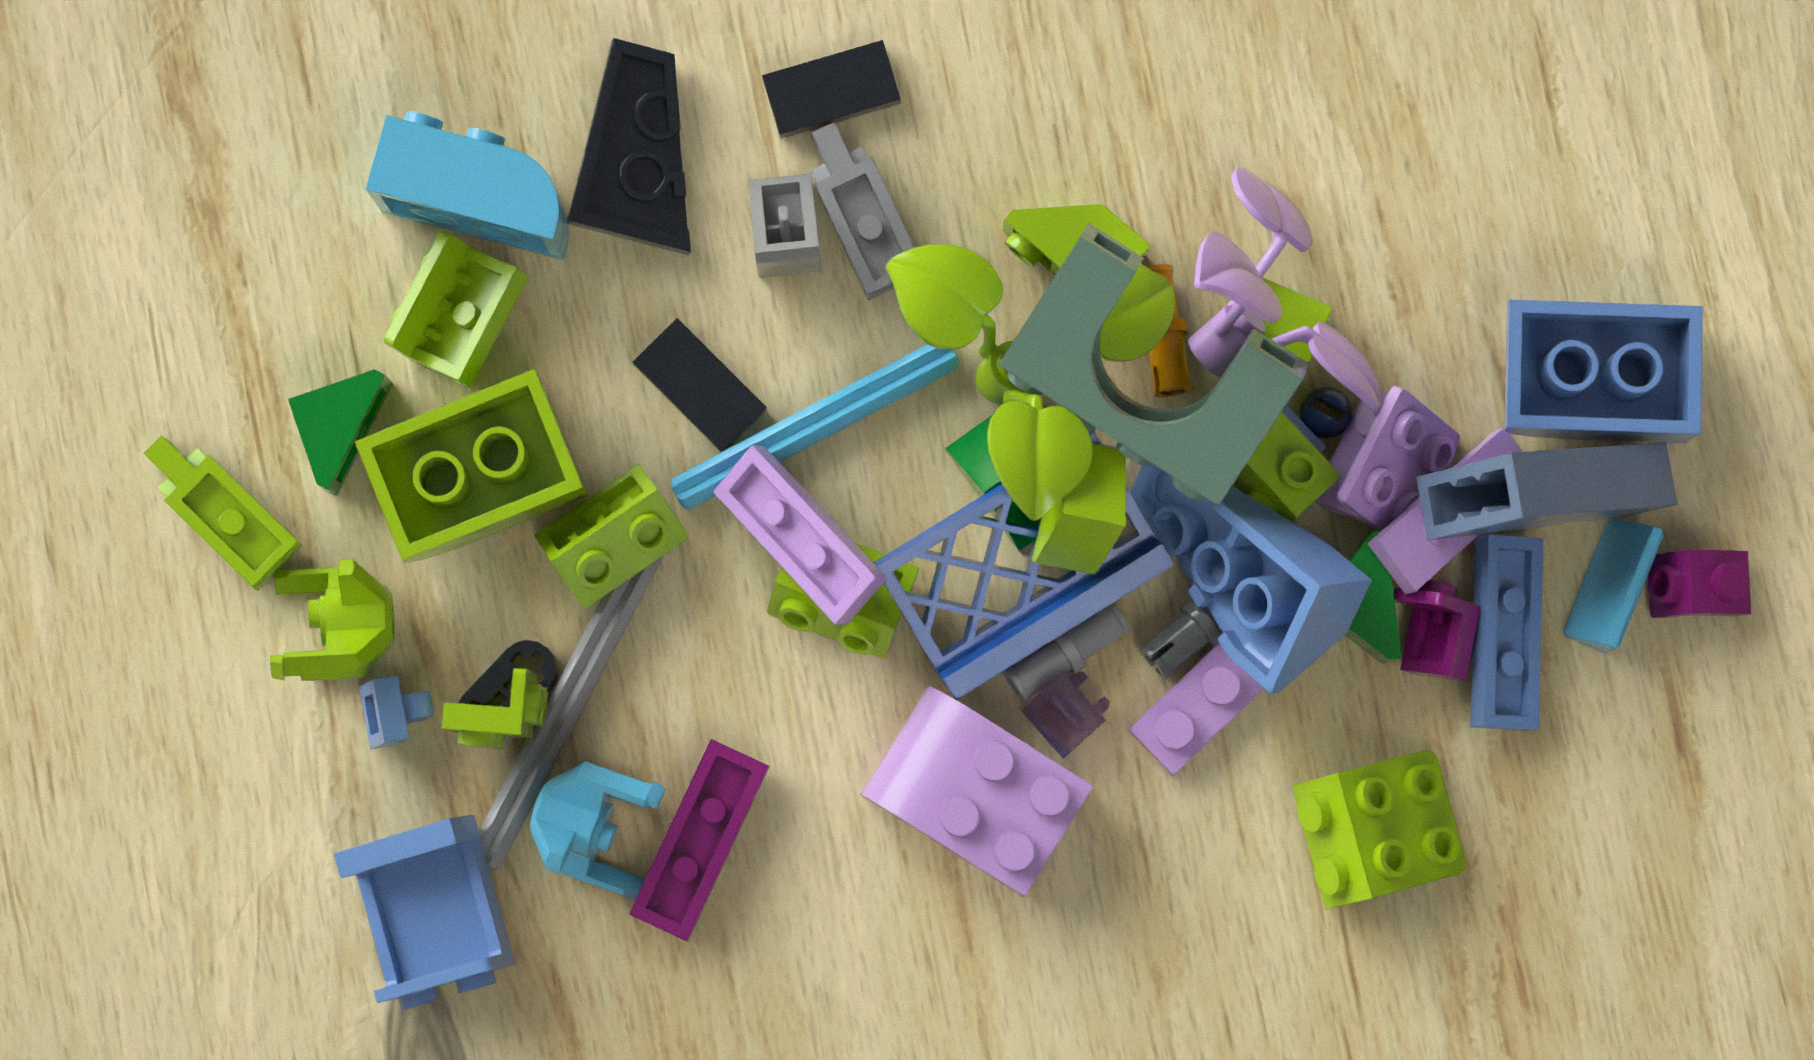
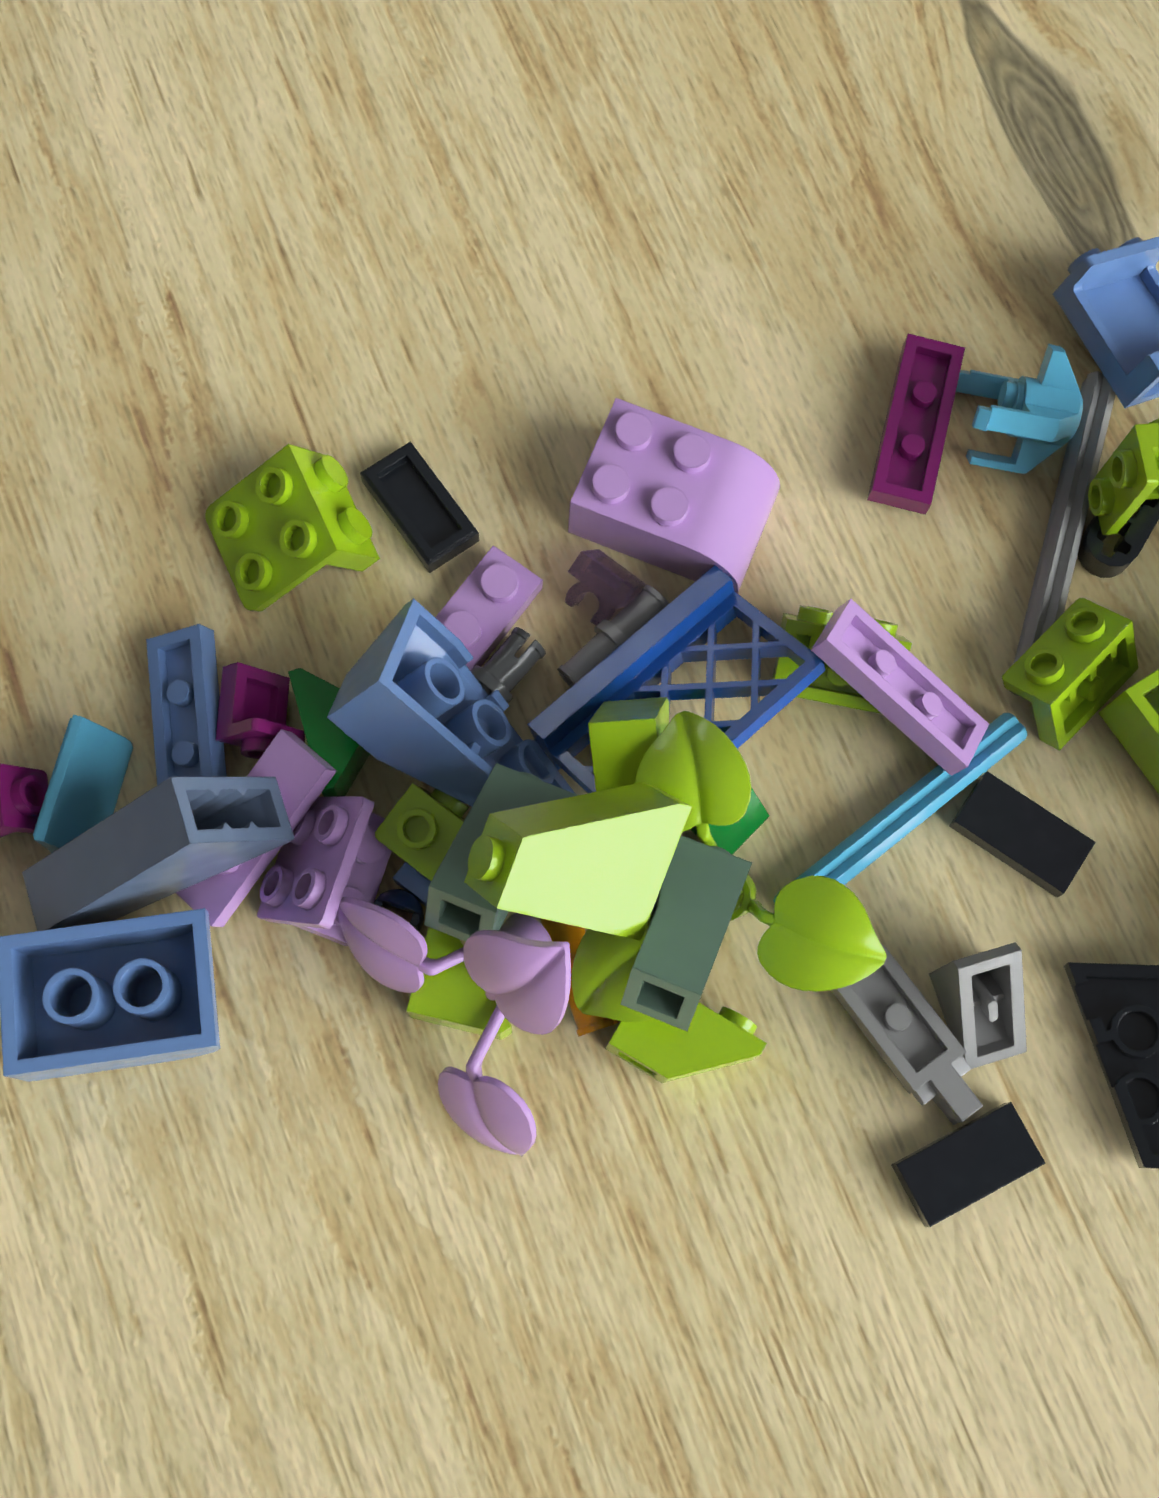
camera: 165 degrees right, 10 degrees down
(1163, 376) = (581, 857): none -> slope
(1242, 838) = (420, 507): none -> black tile

